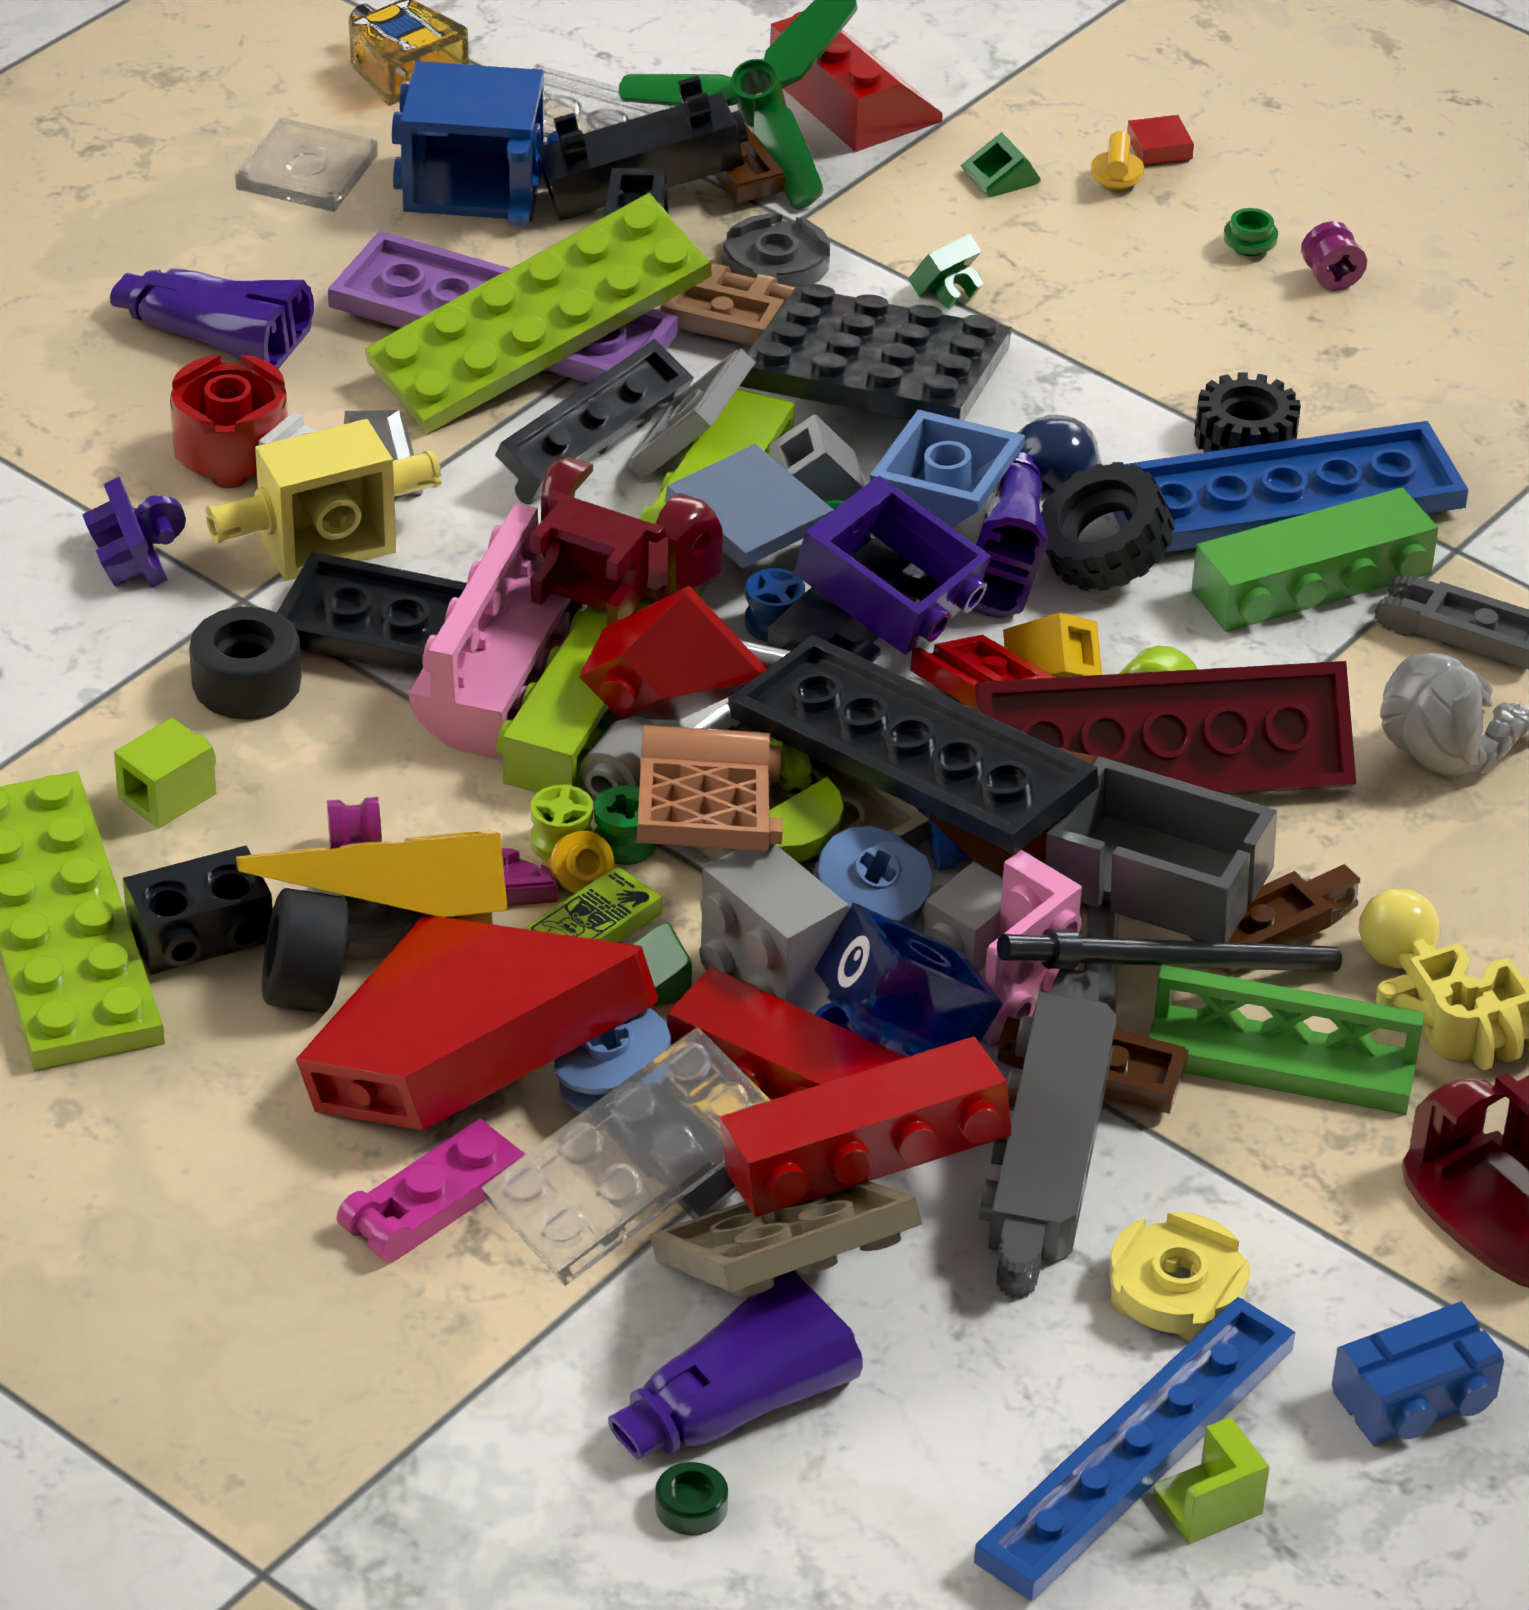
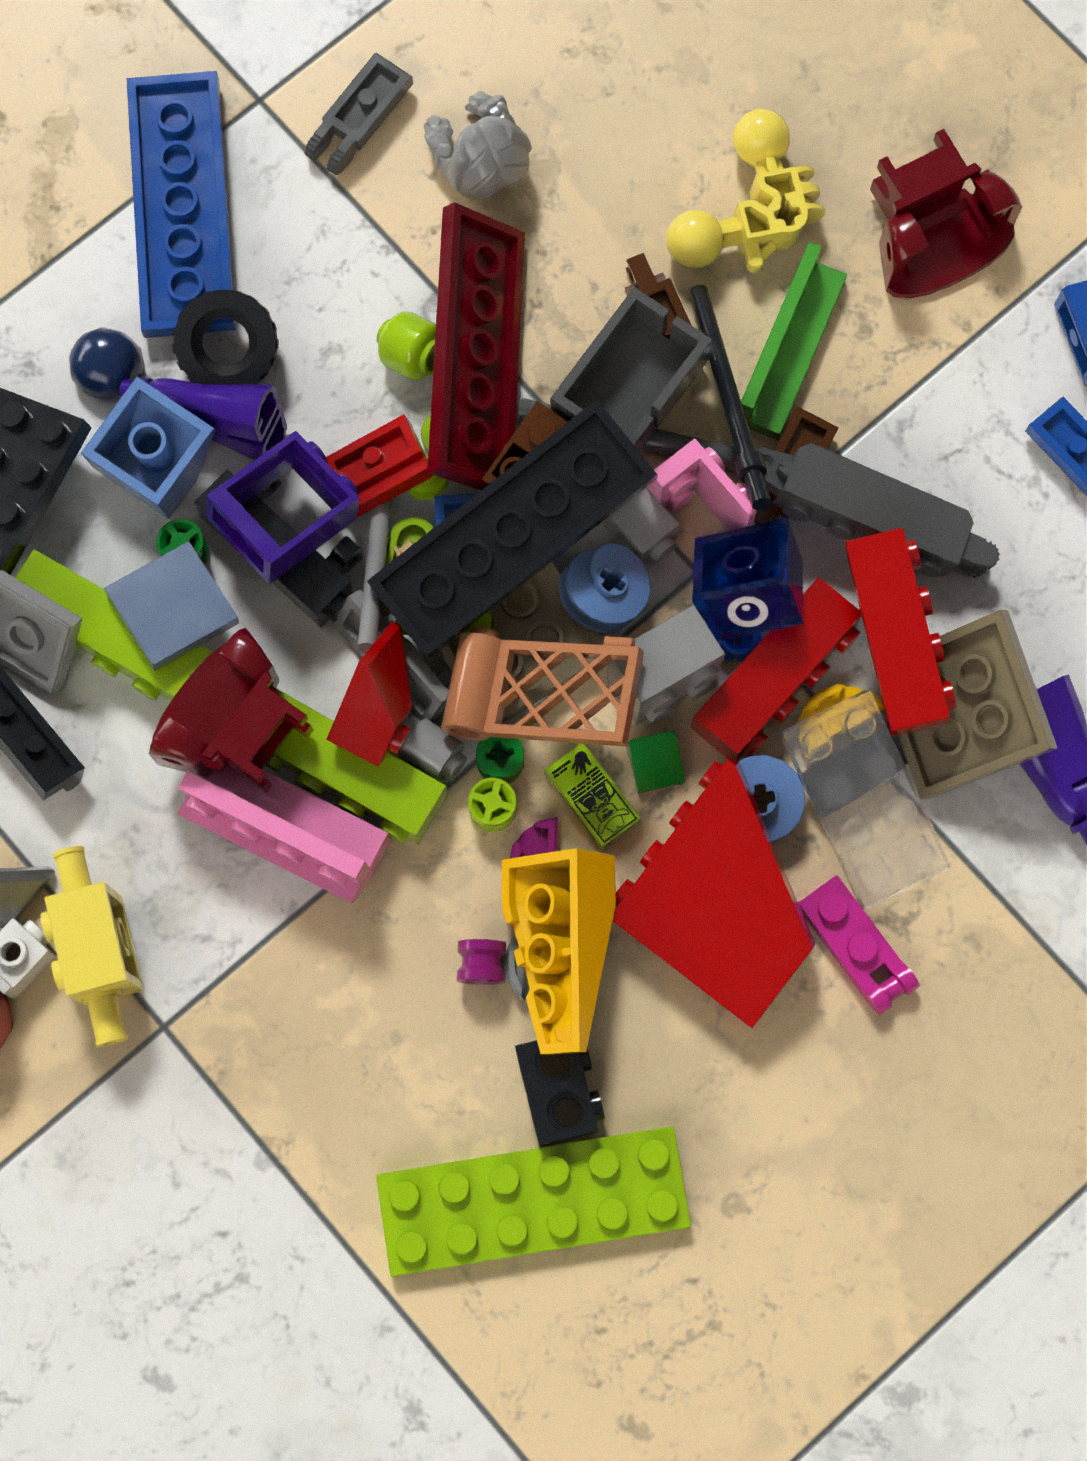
camera: 80 degrees left, 35 degrees up
(129, 533) = (63, 1116): dark purple hips -> none
(165, 772) = (391, 1102): lime brick -> none
(245, 662) = (241, 1013): black tyre -> none
(304, 950) = (629, 1013): black tyre -> none
(367, 610) = (218, 919): black plate -> none
(579, 860) = (535, 796): yellow plate -> none
(769, 596) = (256, 597): blue wheel -> none
(810, 819) = (537, 620): lime tile -> none
(819, 460) = (111, 546): light grey brick -> none
(1057, 644) = (352, 409): yellow panel -> none
(1172, 1303) = (995, 484): light yellow plate -> none
(1245, 413) = (85, 187): black tyre -> none
(1313, 559) = (276, 199): bright green brick -> none

